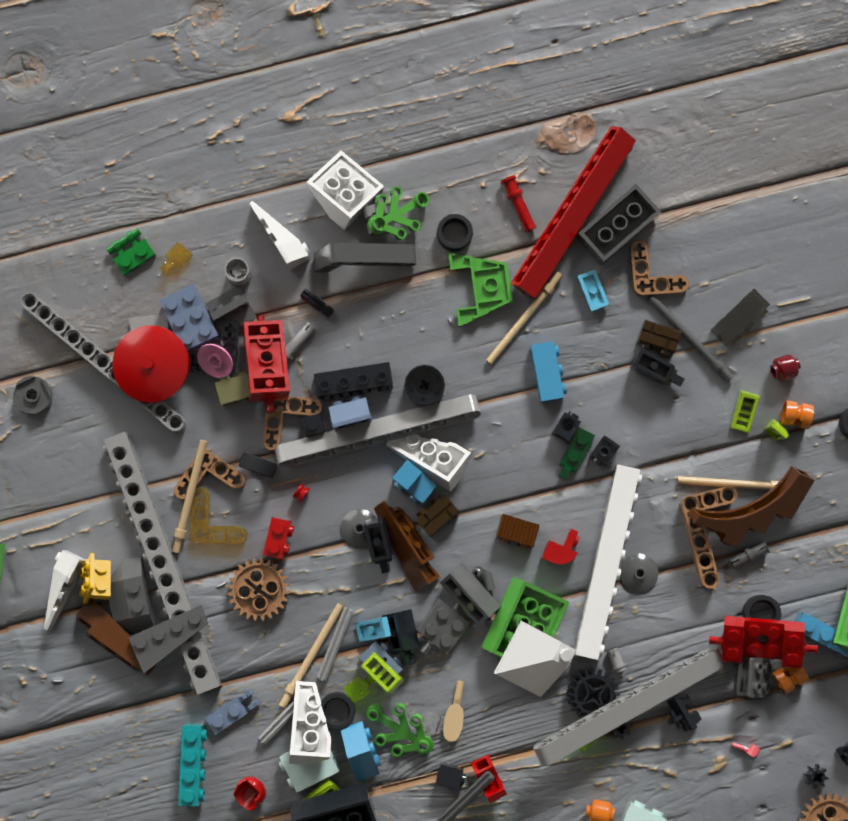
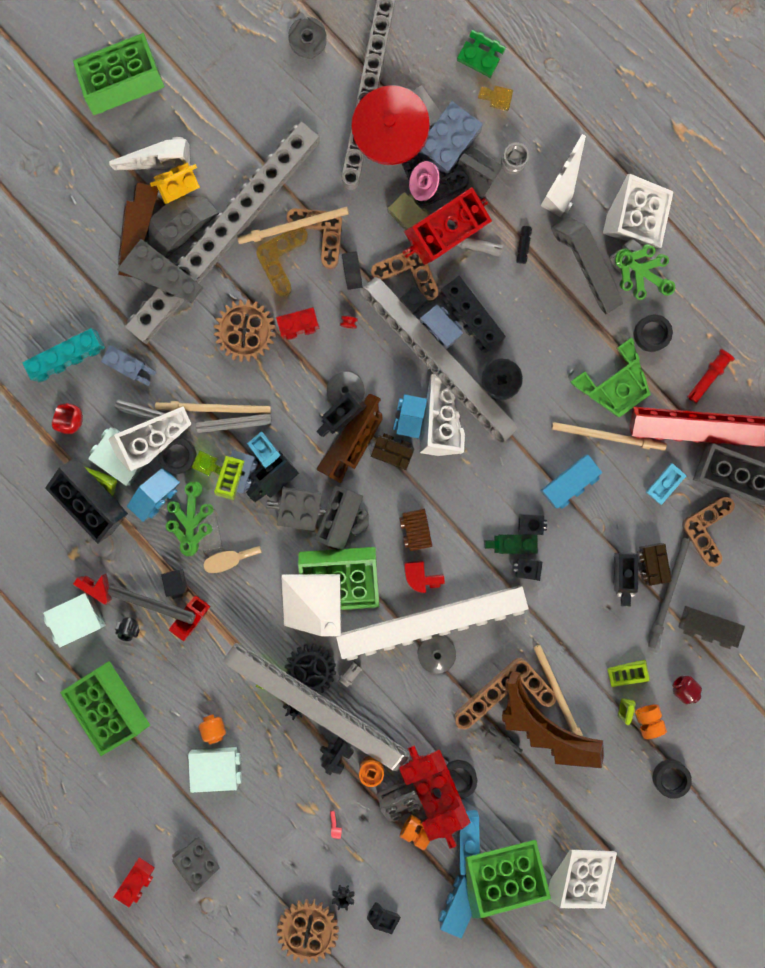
camera: 55 degrees right, 5 degrees up
(713, 688) = (371, 772): none -> orange wheel

